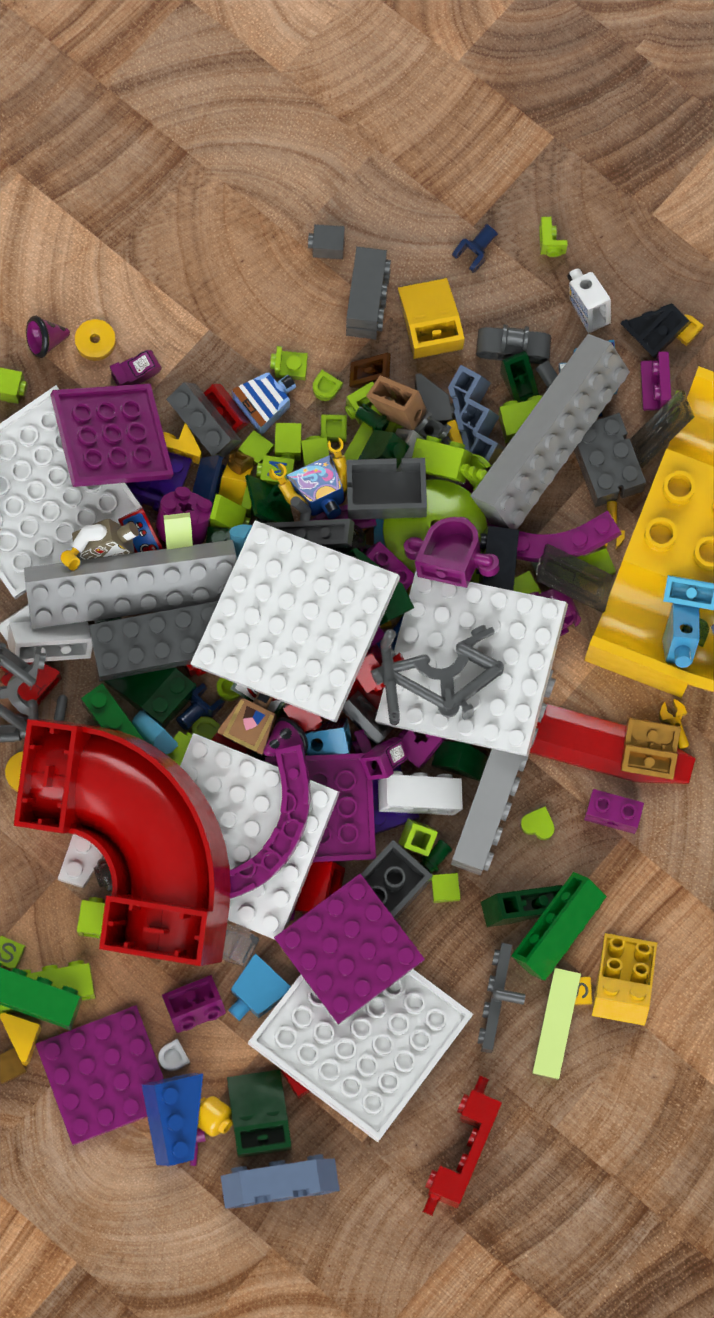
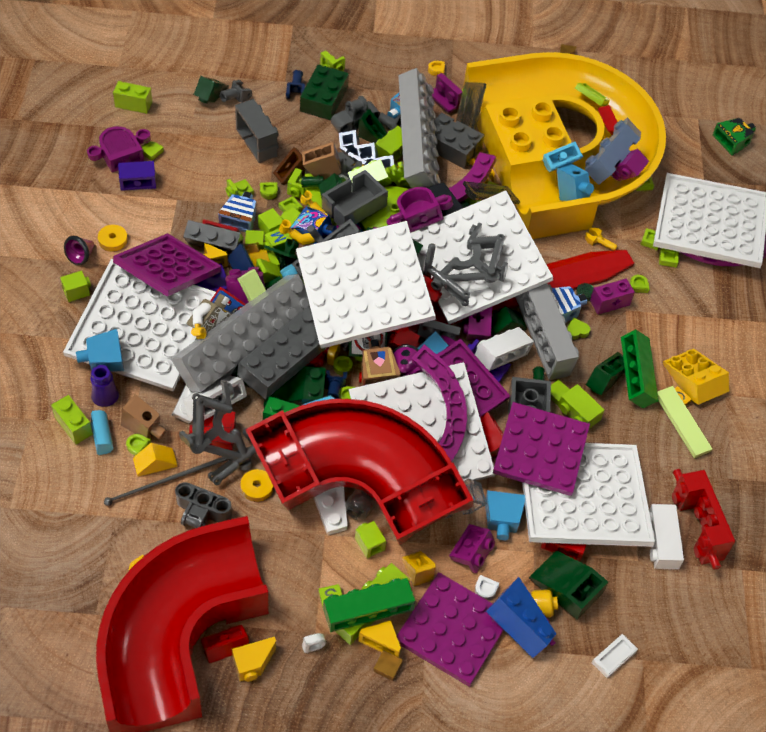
camera: 40 degrees left, 20 degrees down
(120, 984) = (419, 568): none -> yellow slope
(136, 369) = (152, 231): magenta leg -> none
(182, 266) = (137, 175): none -> dark purple brick
(188, 211) = (119, 146): none -> magenta piece
(228, 236) = (152, 150): none -> lime tile
(244, 1222) = (614, 656): none -> white tile
(257, 140) = (132, 97): none -> lime brick
(279, 1182) = (615, 613): sand blue brick -> none
(327, 241) = (212, 122): dark grey brick -> none
(363, 185) = (209, 89): none -> dark green slope
(387, 755) = (471, 336): magenta leg -> none
(391, 210) = (236, 92): none -> dark grey piece
(408, 1138) = (667, 549): none -> white brick
(418, 837) = (522, 369): lime brick -> none
(431, 318) = (303, 127): yellow slope -> none
(450, 926) = (580, 406): none -> lime brick
(496, 986) = (639, 426): dark grey plate -> none
(502, 280) = (324, 92): none -> dark green brick
(545, 781) = (568, 302): none -> torso
(589, 300) = (378, 76): white torso -> none
(592, 779) = (586, 289): none -> clear green tile
(650, 748) = (601, 255): pearl gold slope -> none
(657, 328) = (428, 66): black wing -> none
(668, 814) = (639, 284): none -> lime tile

